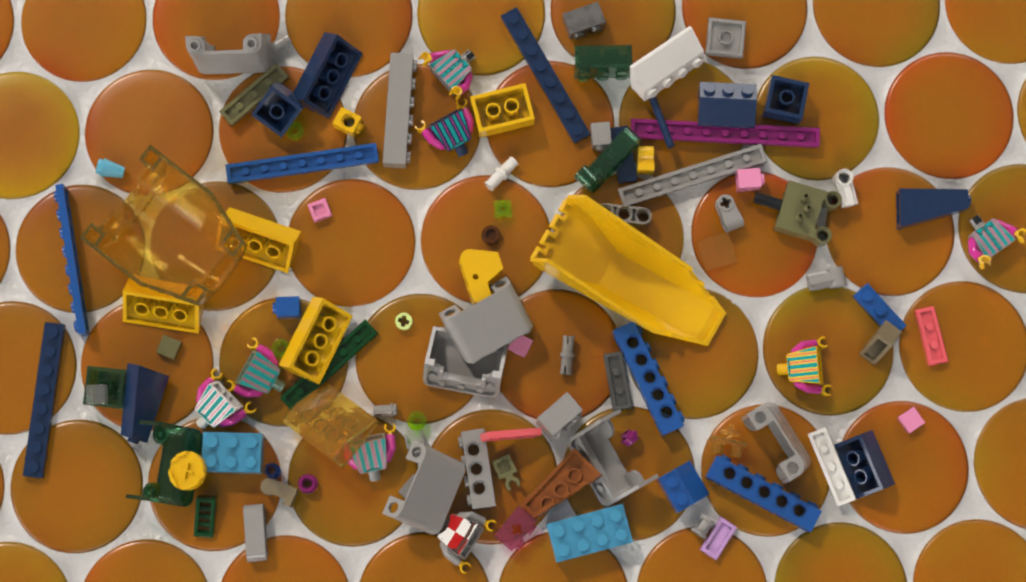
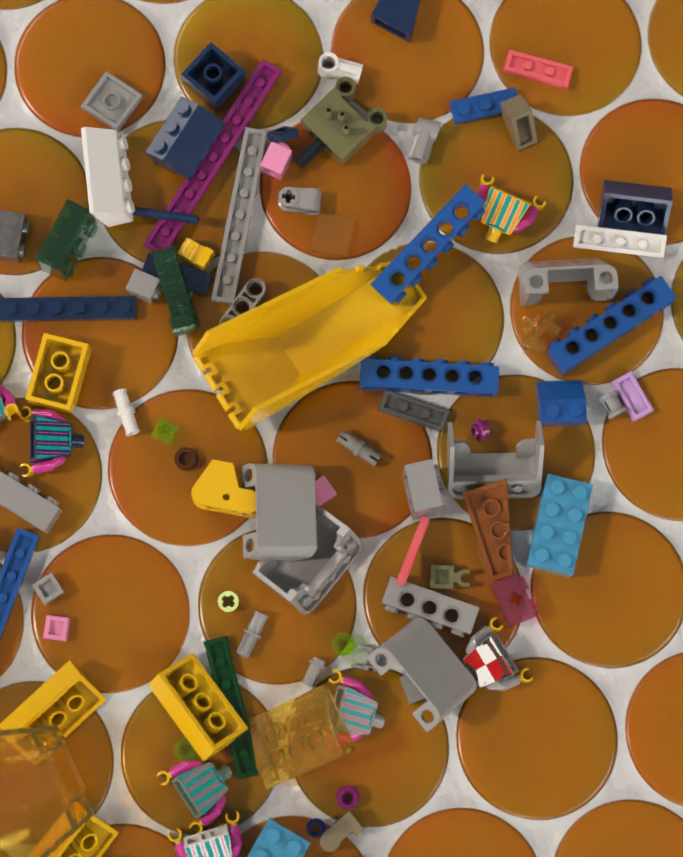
camera: 60 degrees left, 0 degrees up
(287, 307) = (144, 719): blue brick -> none
(344, 188) = (48, 588): none -> light grey plate
(388, 351) = (251, 634): none -> light grey axle
(699, 307) = (464, 198): none -> blue brick
(771, 173) = (283, 134): none -> dark blue tile
(911, 420) = (613, 137): bright pink tile -> none

